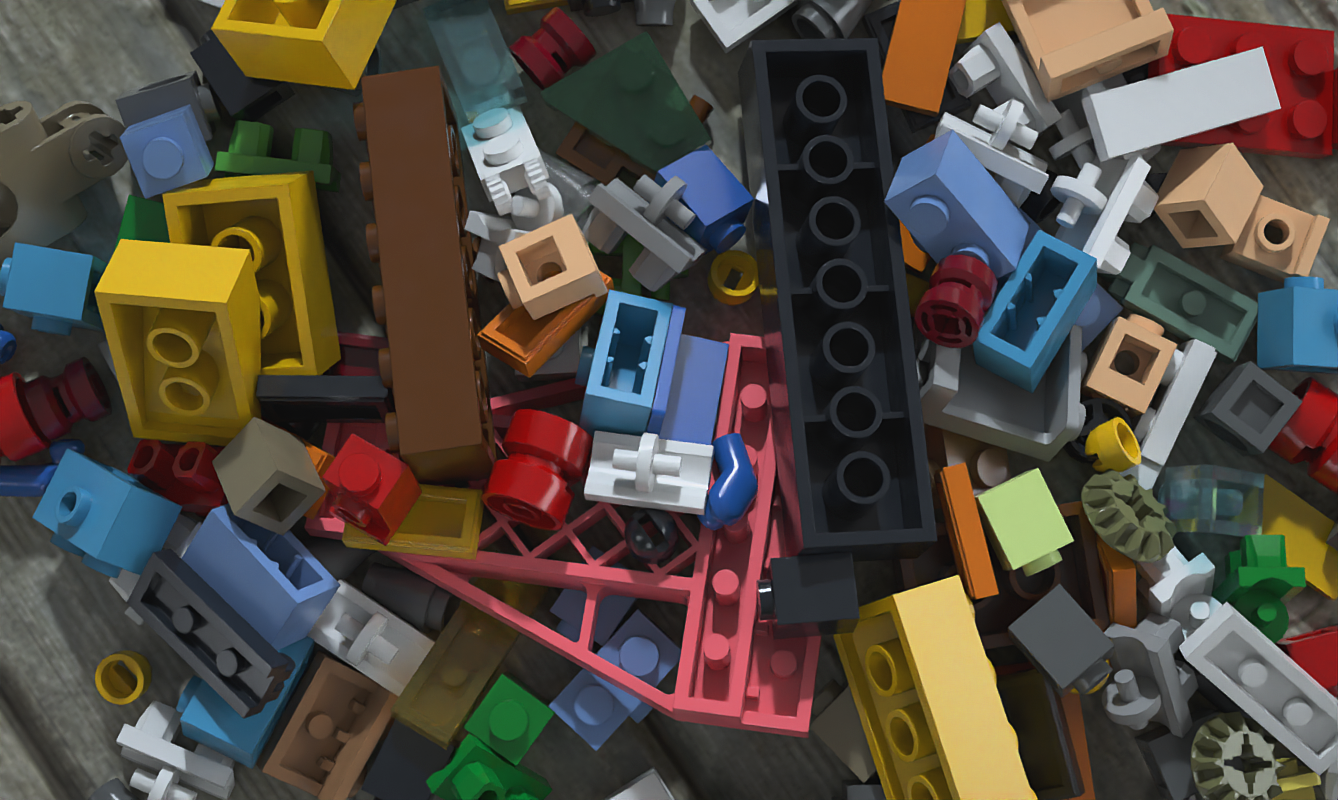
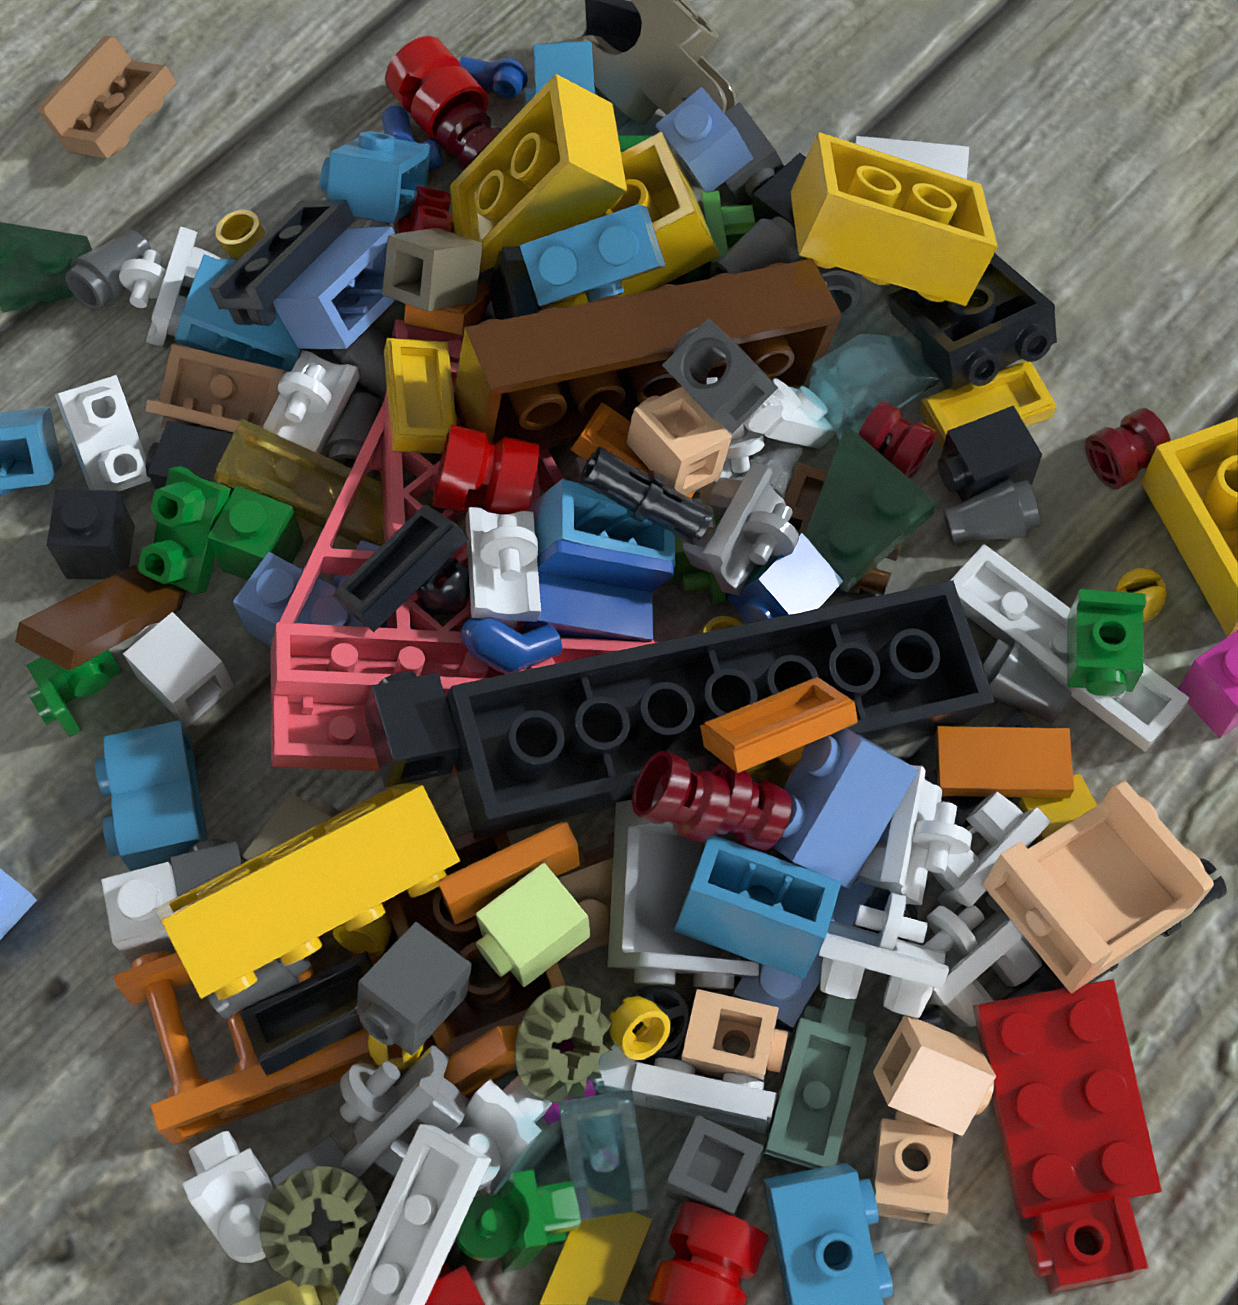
camera: 80 degrees right, 20 degrees down
(319, 303) = (593, 257): none -> dark azure brick
(320, 129) = (761, 246): none -> dark grey cone
(370, 489) = (434, 337): red brick -> none
(514, 180) = (739, 389): none -> dark grey brick
(613, 315) = (646, 496): none -> black pin
(633, 575) = (400, 567): none -> black tile
(893, 246) = (778, 724): none -> orange tile
(950, 355) = (680, 796): none -> dark red wheel
(1180, 104) = (1021, 1012): white tile -> none

